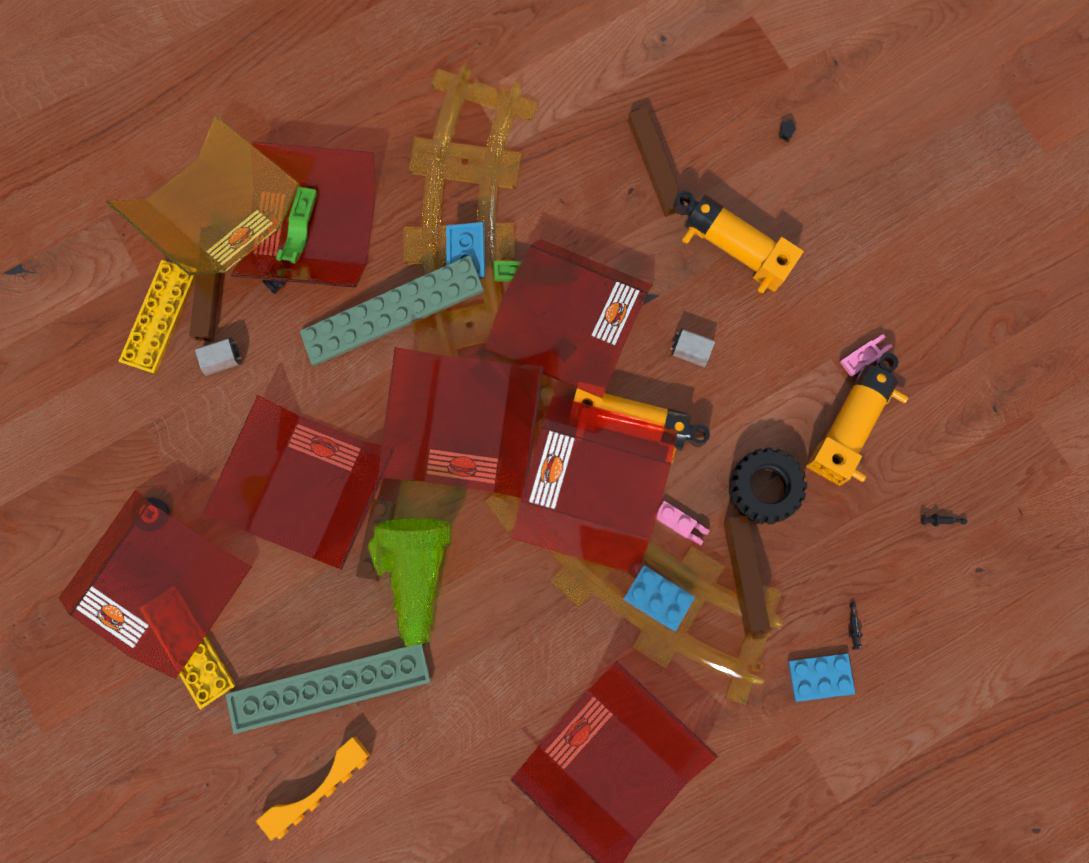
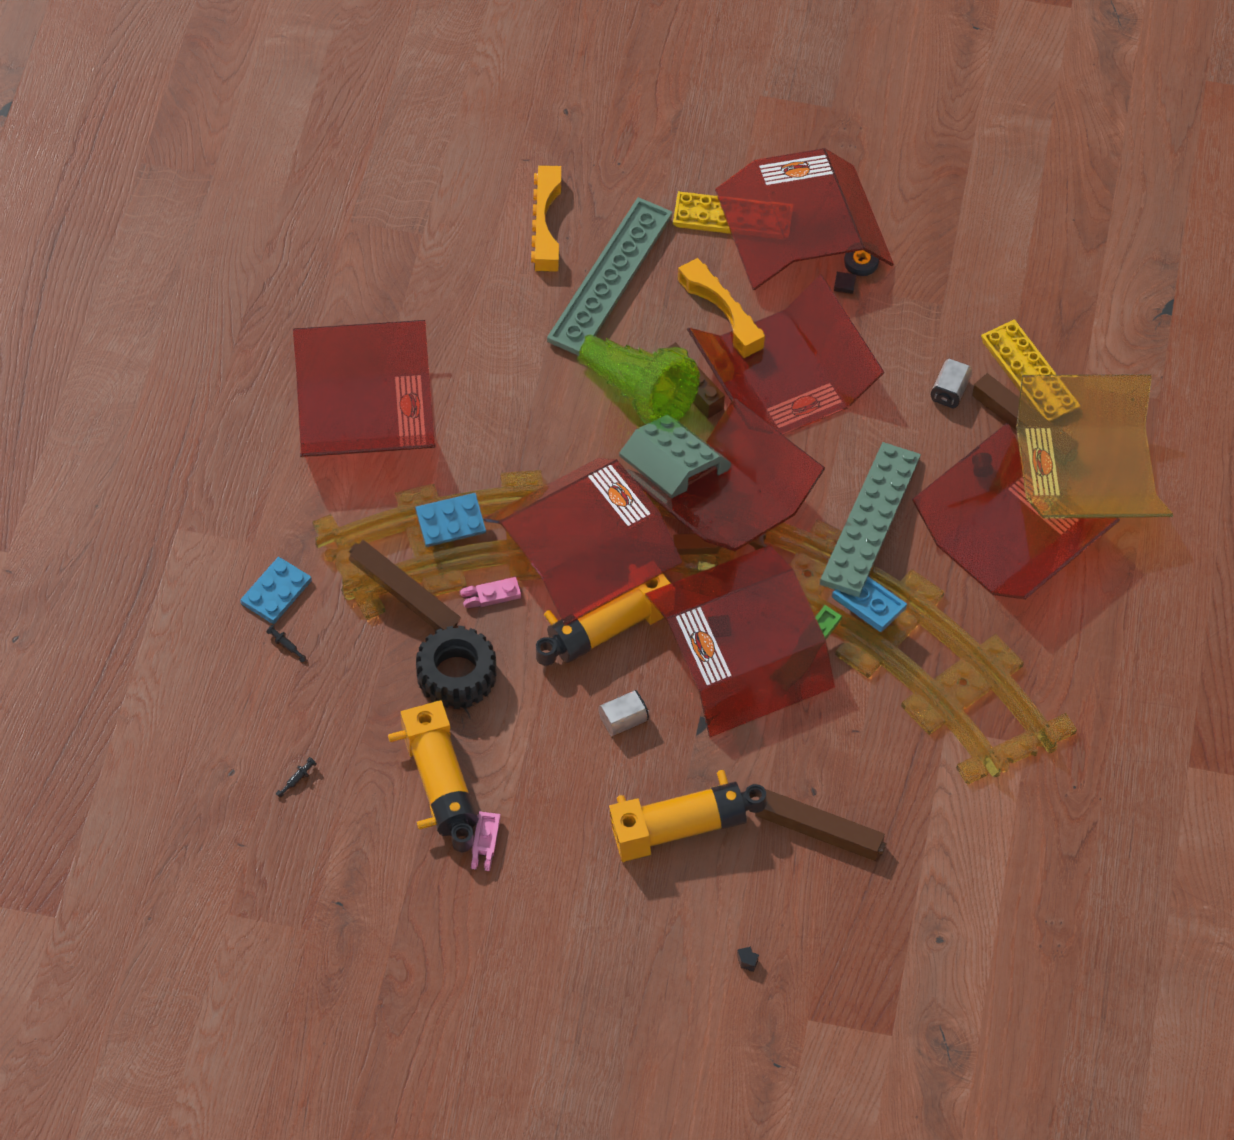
camera: 130 degrees right, 20 degrees down
(184, 509) = (845, 282): none -> black tile
(276, 615) = (699, 281): none -> light orange arch
(298, 225) = (1021, 518): bright green piece -> none
(465, 483) = (670, 455): none -> sand green slope

